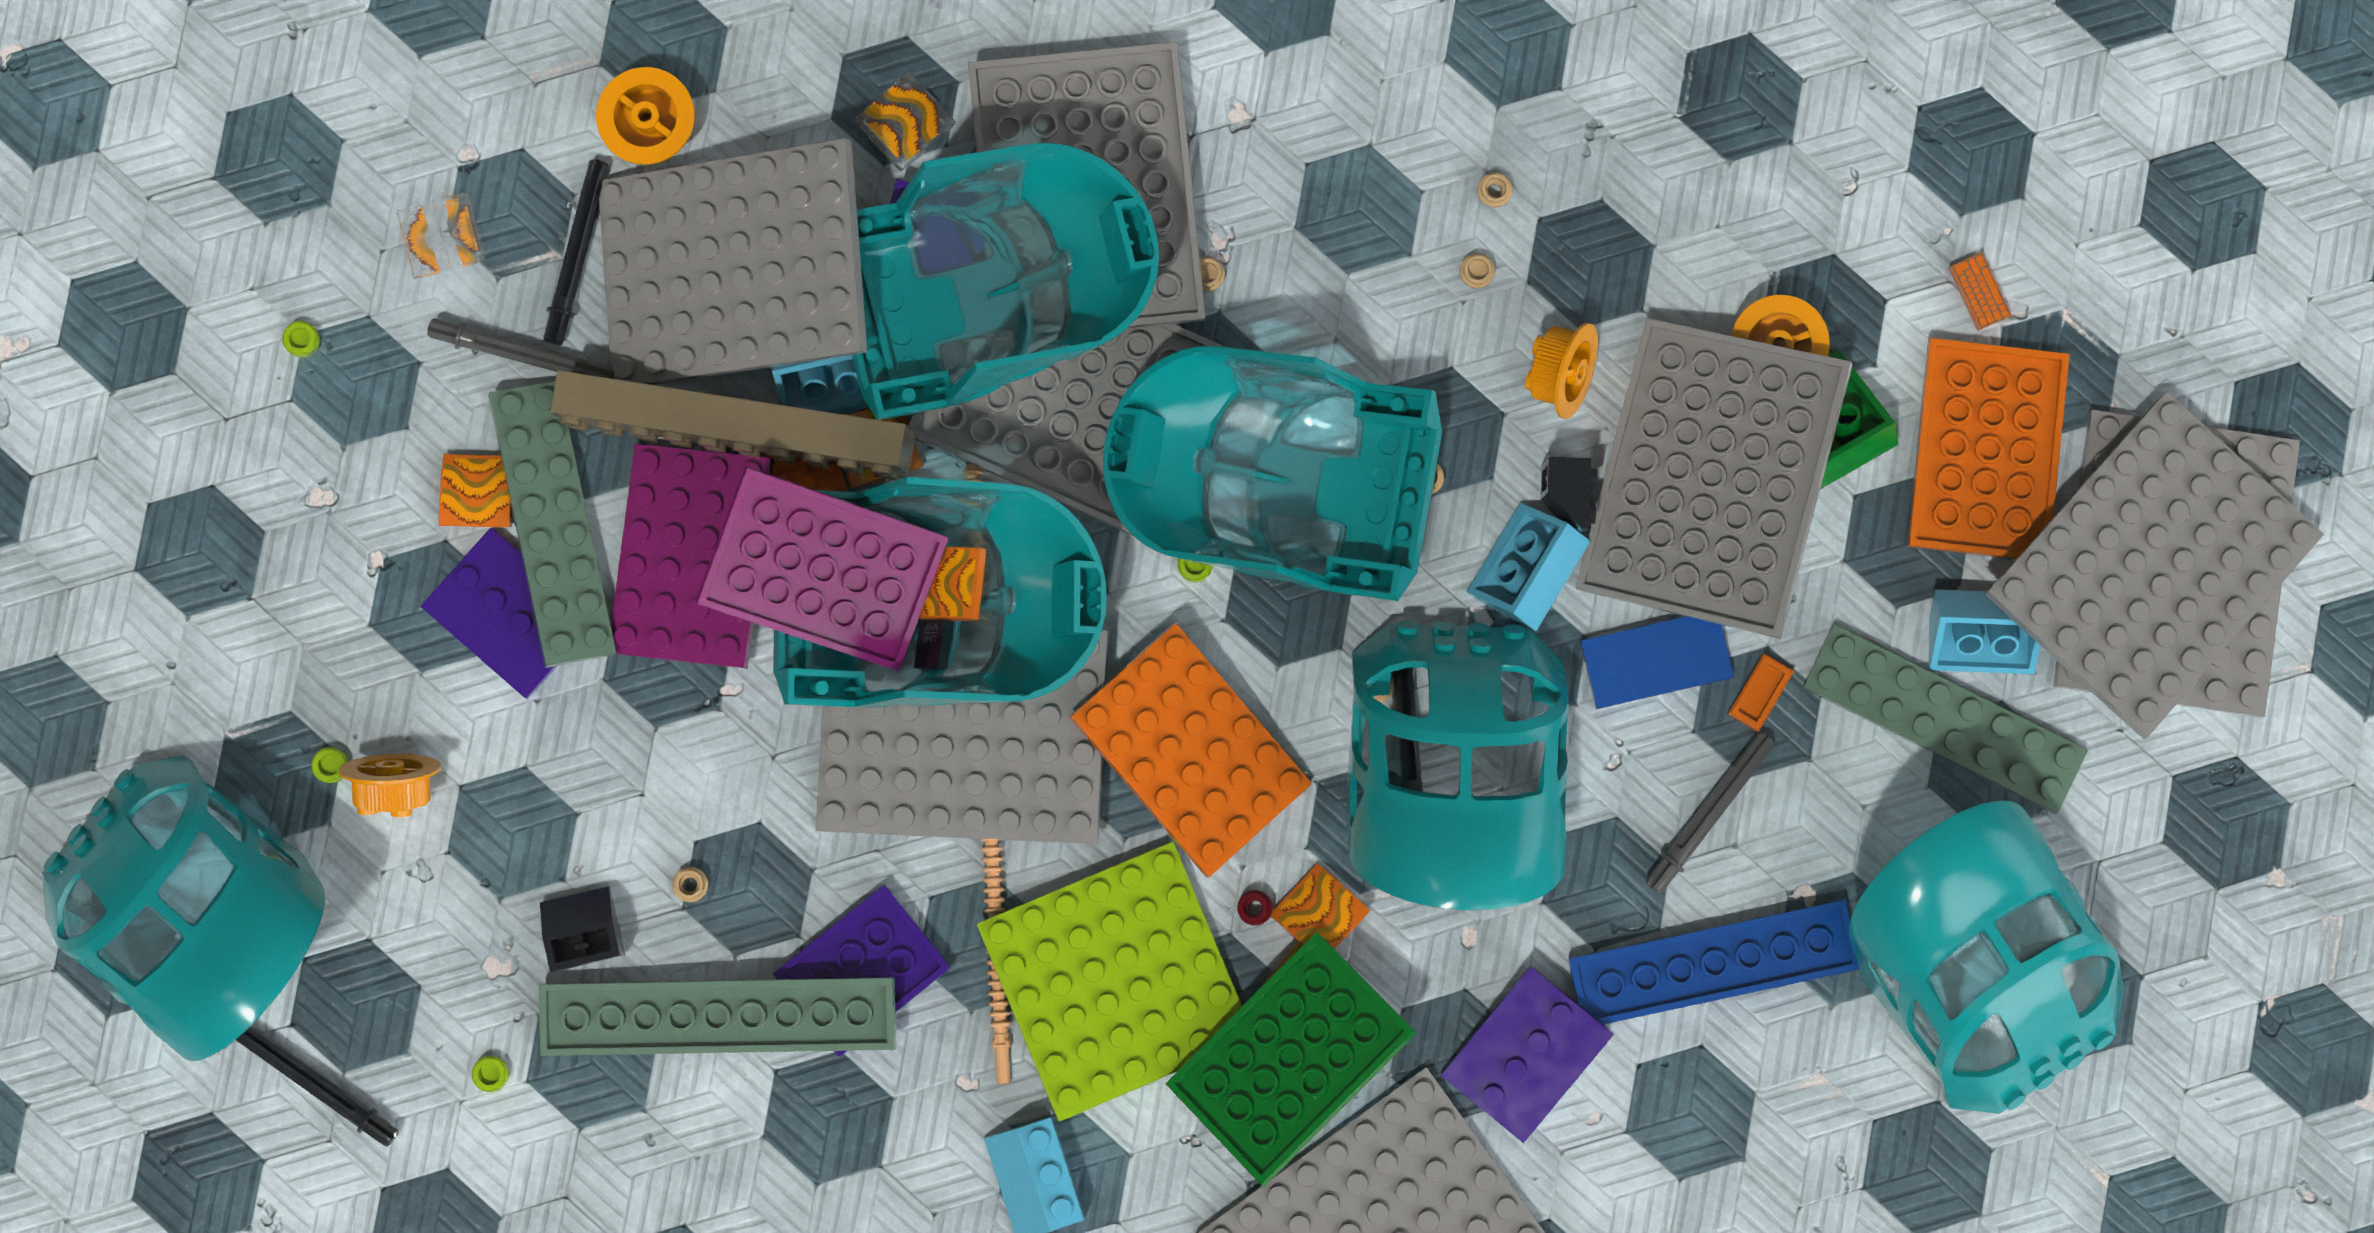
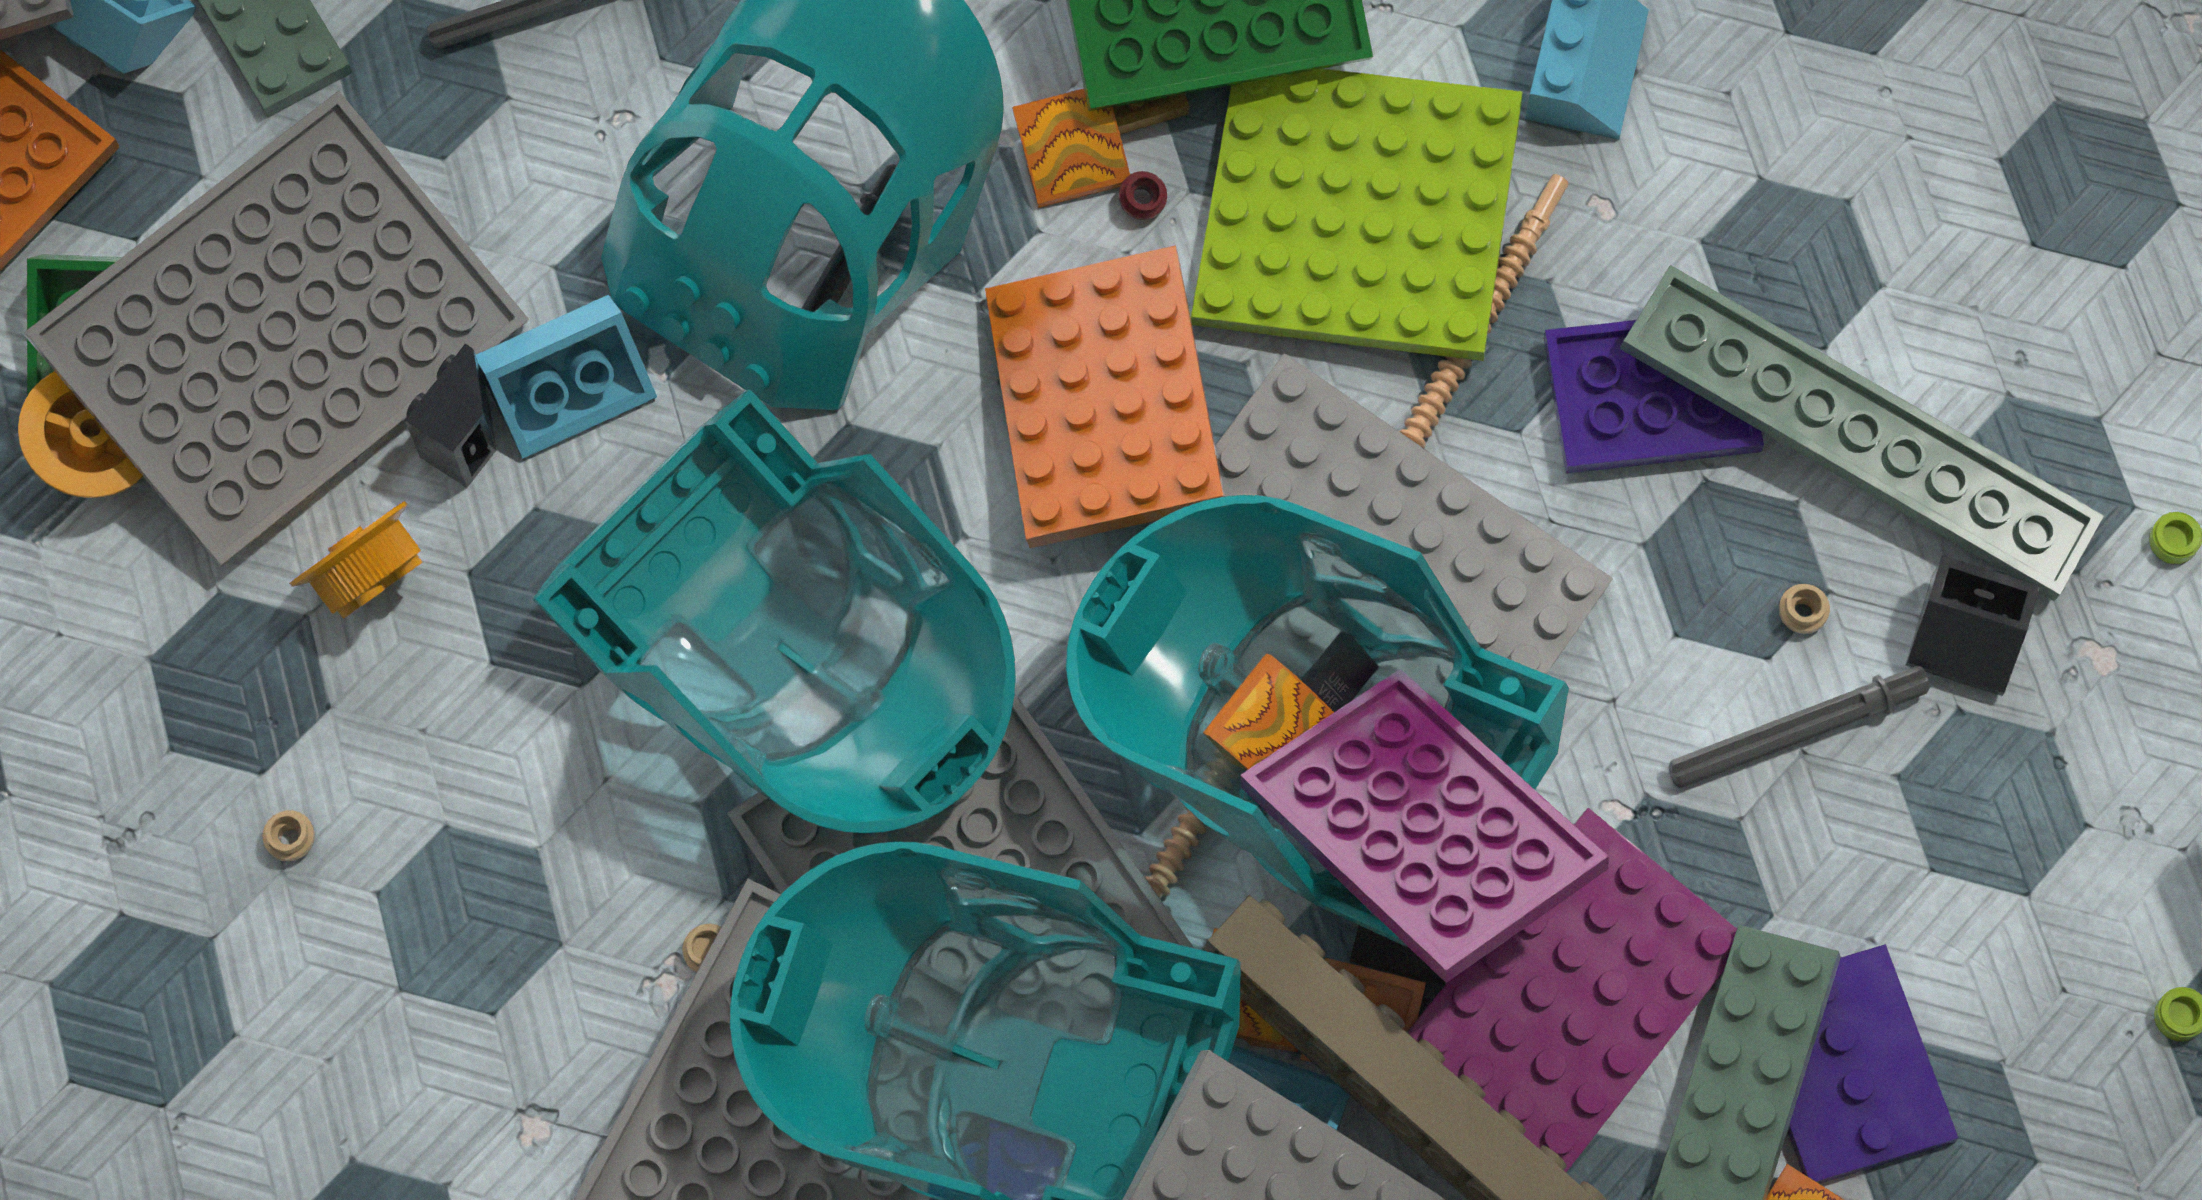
camera: 140 degrees left, 15 degrees down
(390, 782) = (2116, 932): light orange piece -> none
(650, 806) = (1800, 726): none -> dark grey axle
(1477, 271) = (379, 752): tan plate -> none
(1655, 660) = (501, 192): blue tile -> none
(1760, 692) = (402, 91): orange tile -> none

